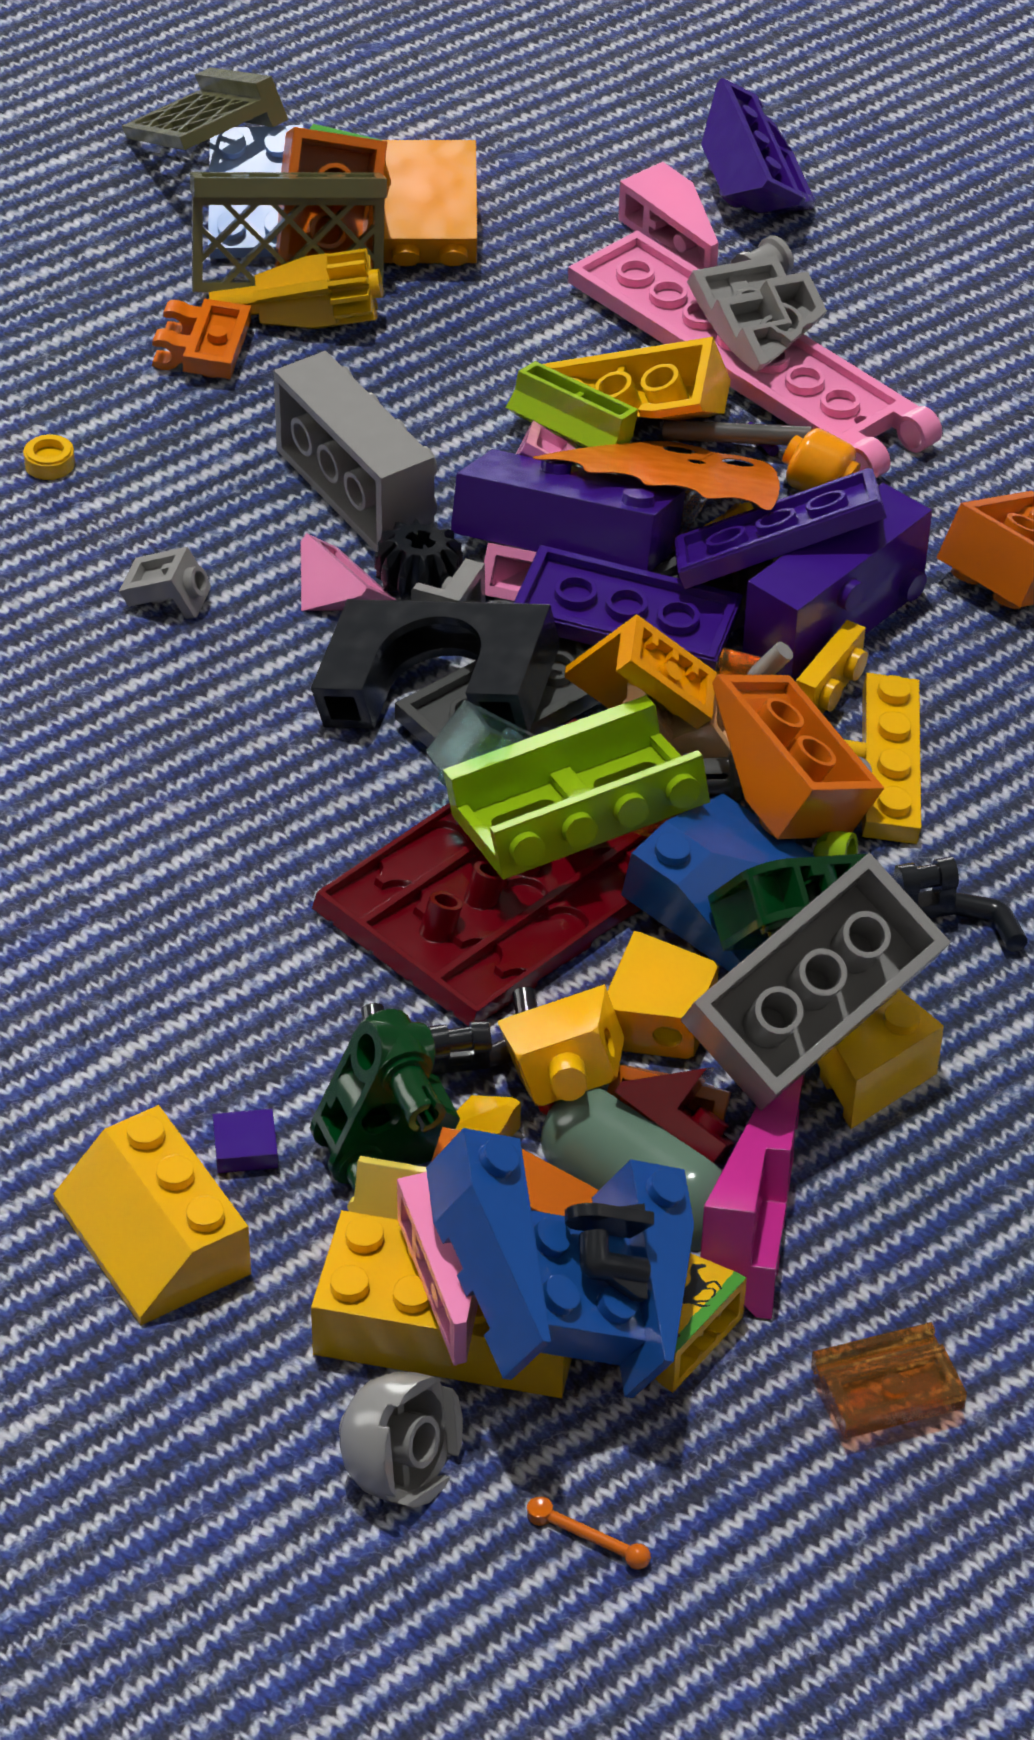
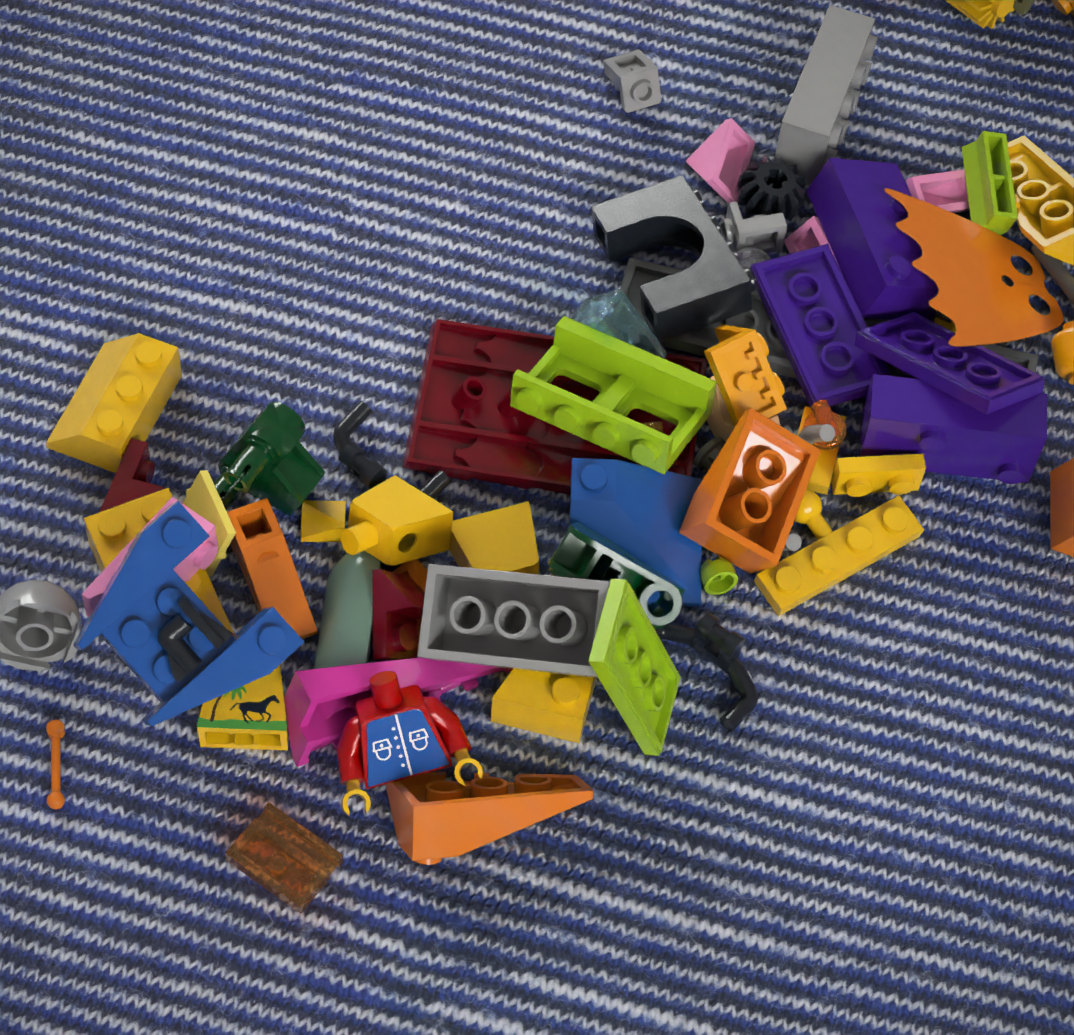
camera: 50 degrees right, 15 degrees up
(245, 1140) = (216, 409): dark purple tile -> none
(285, 1264) = (132, 476): none -> dark red slope
(836, 1189) = (398, 738): none -> torso
(960, 1193) = (449, 819): none -> orange wedge
(963, 965) = (634, 667): none -> lime tile

